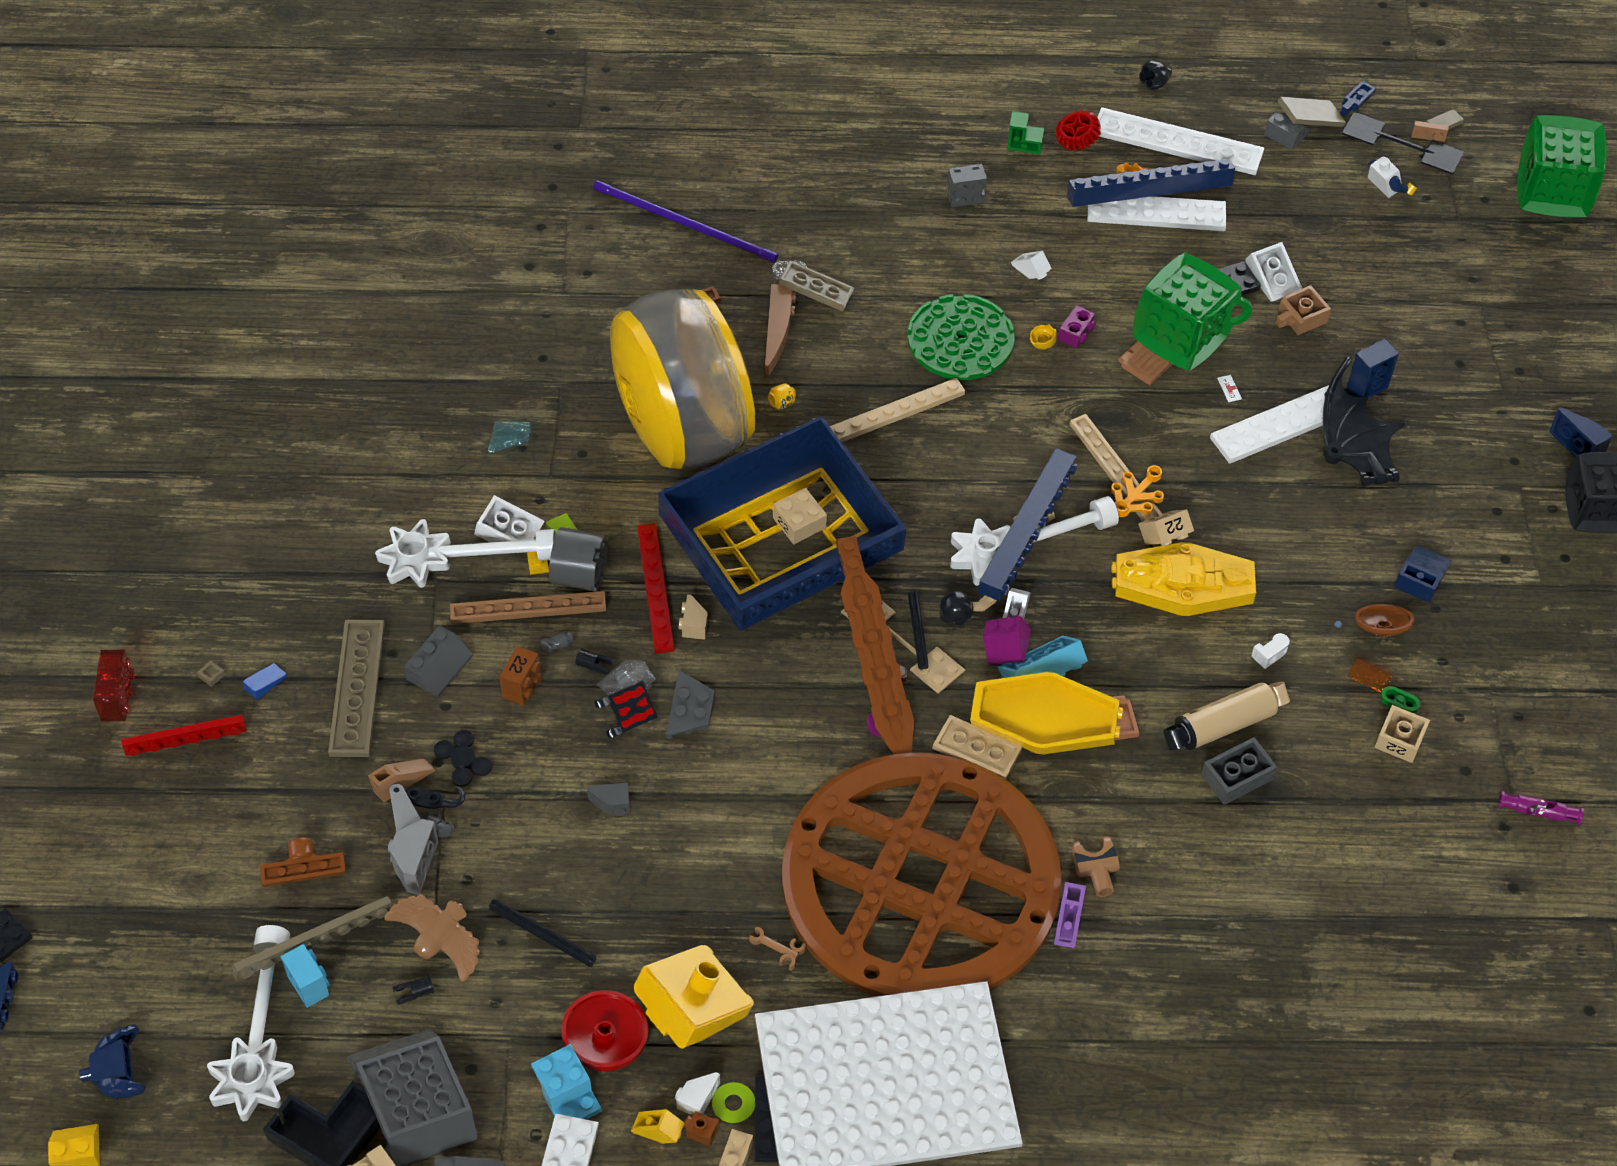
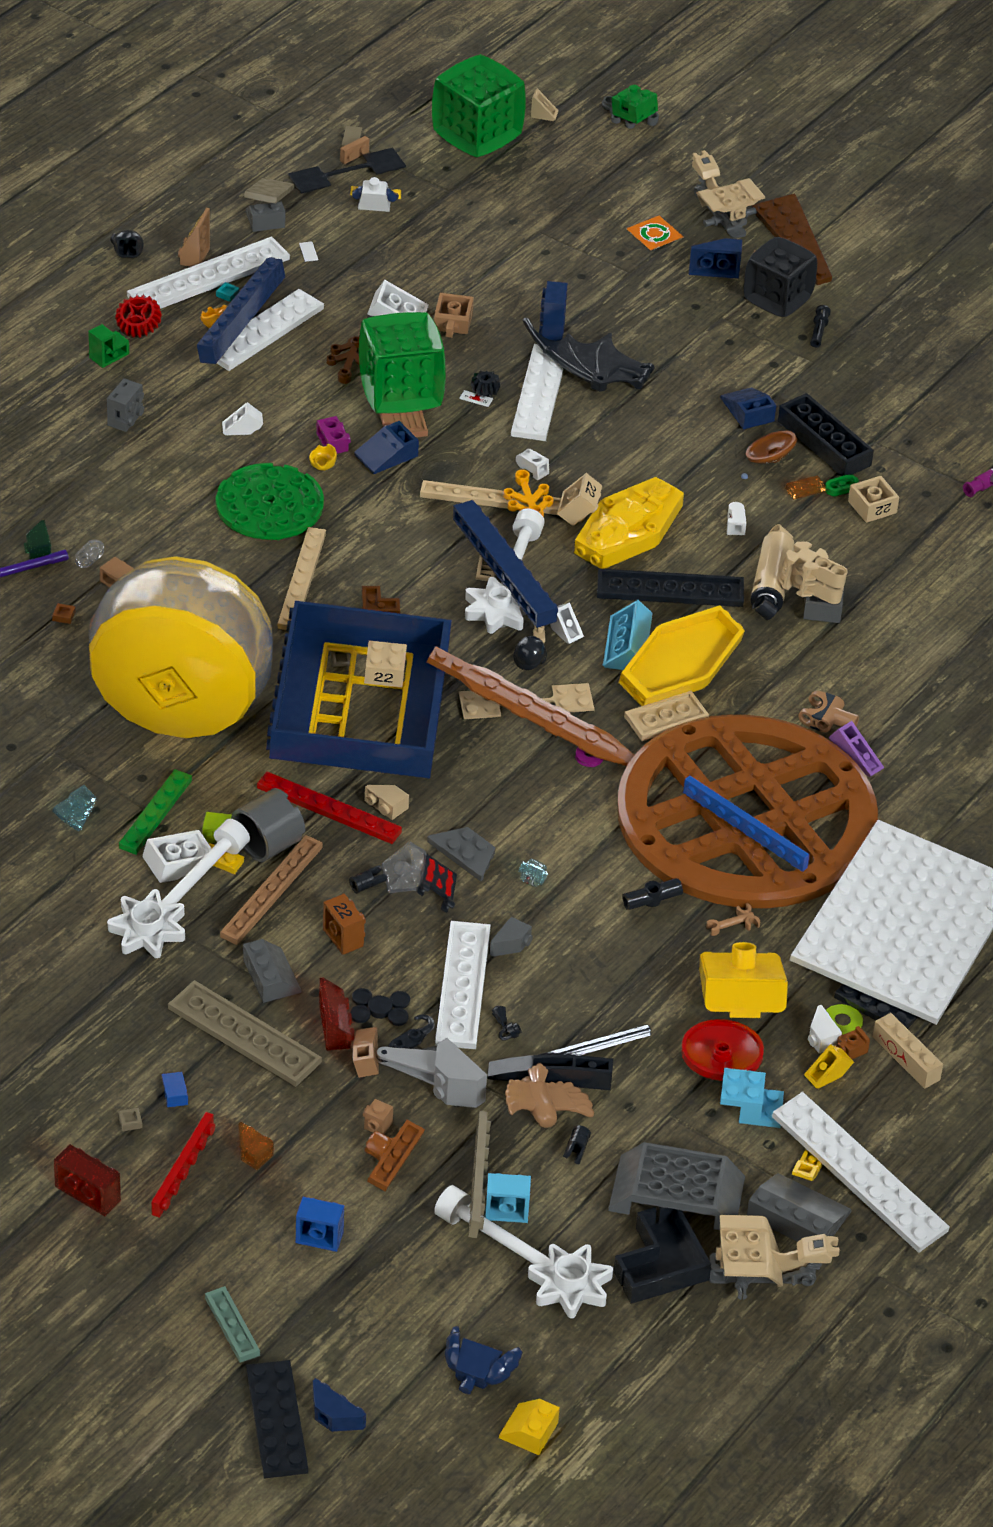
camera: 55 degrees left, 10 degrees down
(41, 872) = (232, 1324): none -> sand green plate
(180, 862) = (320, 1224): none -> blue brick
(237, 769) = (254, 1147): none -> clear orange slope
(331, 831) = (378, 1116): none -> medium nougat brick
(416, 731) = (334, 1016): none -> clear red slope
(482, 923) = (580, 1070): none -> black slope
(509, 863) = (499, 1013): none -> black piece
(530, 798) = (463, 984): none -> white plate
(551, 483) = (155, 812): none -> green plate
(556, 642) = (325, 890): dark grey arm -> none
(700, 767) = (533, 872): none -> clear light blue head
(761, 872) = (652, 894): none -> black piece
(770, 233) = (37, 541): none -> clear green slope
(816, 285) = (129, 545): dark tan tile -> none
(879, 890) = (746, 823): none -> blue plate
(912, 472) = (372, 600): none -> reddish brown plate
(918, 630) = (532, 685): black axle -> none
(1006, 640) = (592, 641): magenta slope -> none
(1097, 369) = (388, 448): none -> dark blue slope
(1137, 656) = (670, 587): none -> black plate
(1170, 160) = (227, 292): none -> teal plate
(1186, 472) = (534, 463): none -> white leg
(1198, 108) = (197, 243): none -> medium nougat slope
(1229, 742) = (813, 573): none -> tan connector
(1247, 382) = (485, 383): none -> black gear
(1280, 181) = (308, 251): none -> white sticker
(1357, 97) = (277, 162): dark blue hinge -> none
(1445, 649) = (825, 435): none -> black brick
(1574, 377) = (654, 232): none -> orange sticker
(1595, 557) = (821, 321): none -> black pin

